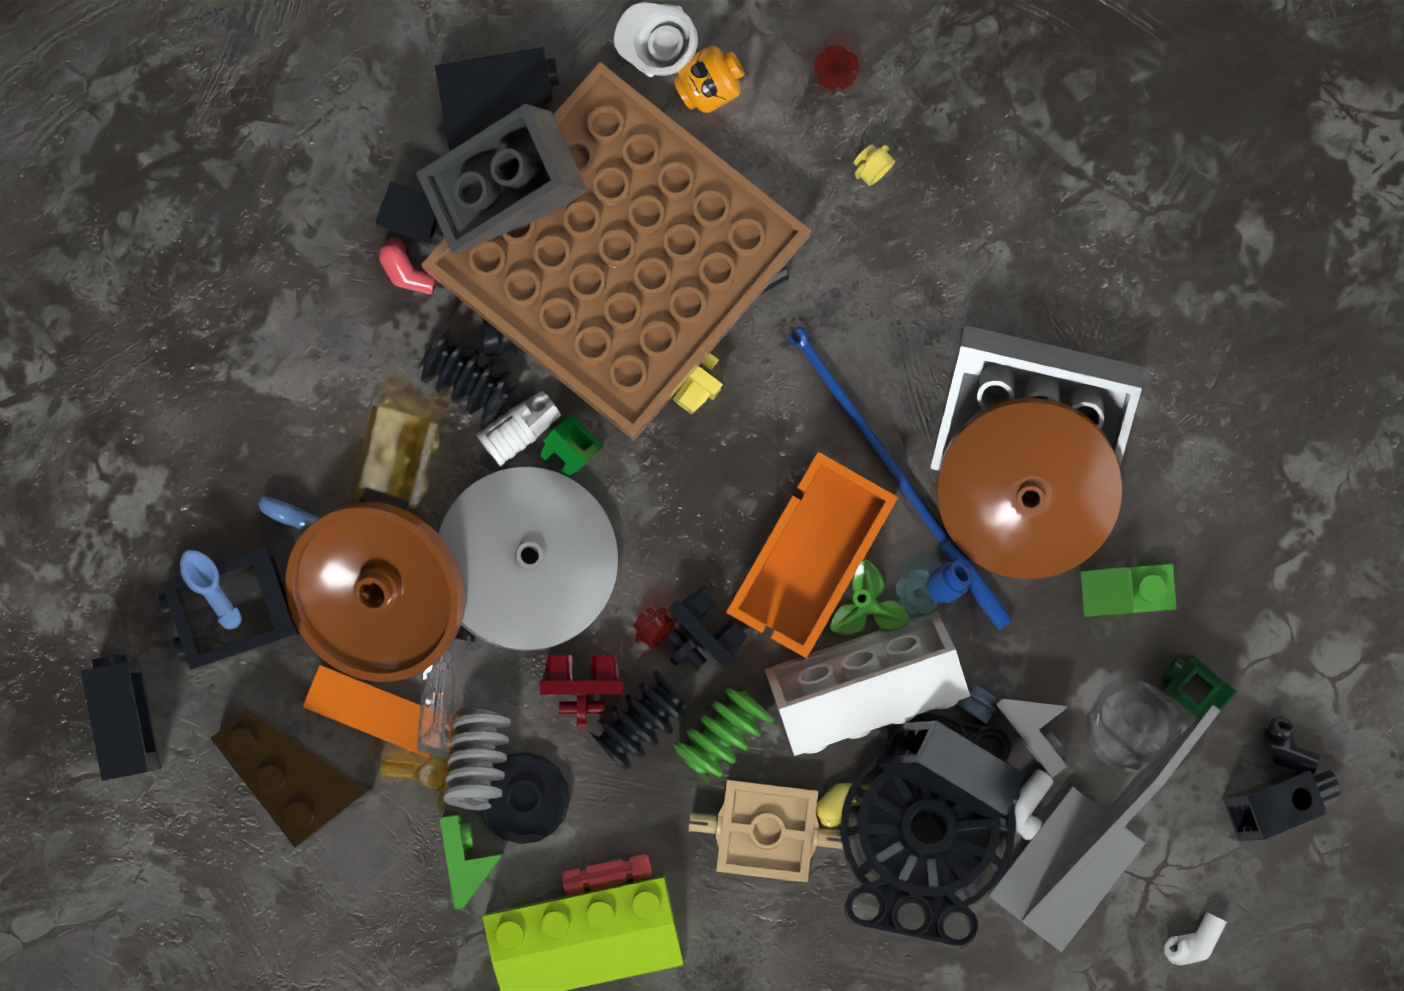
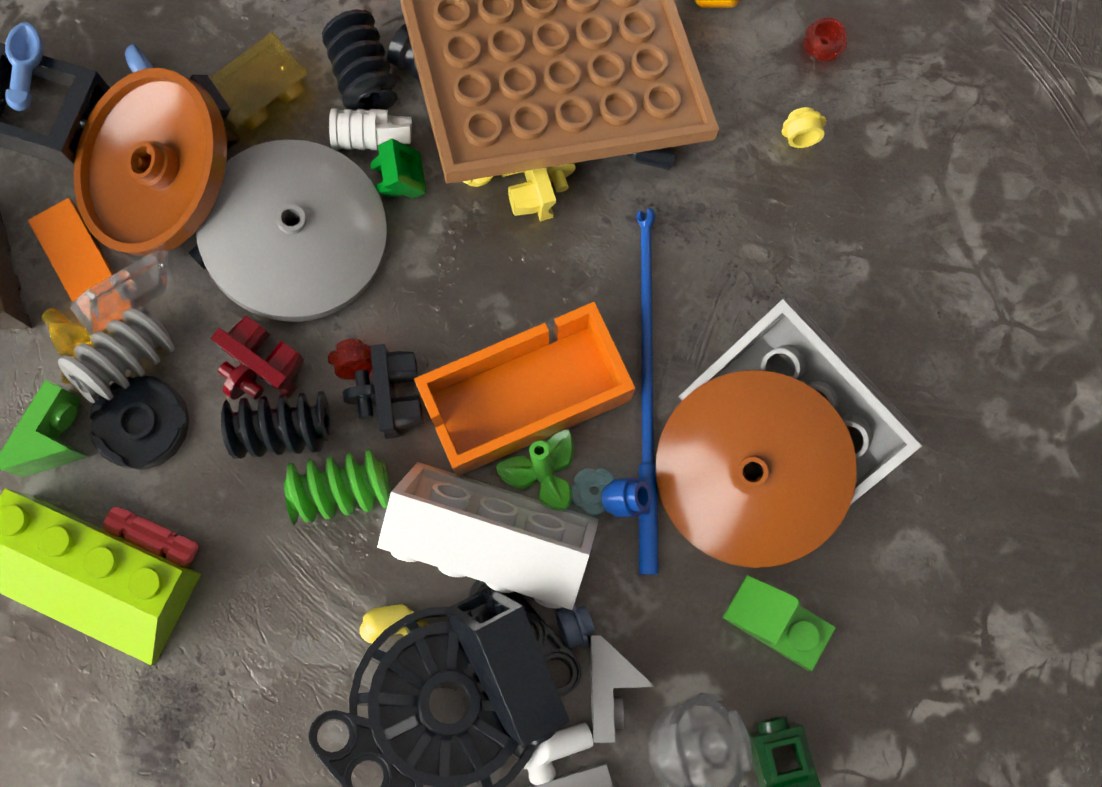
camera: 30 degrees right, 10 degrees down
(766, 831) = (309, 600): tan plate -> none

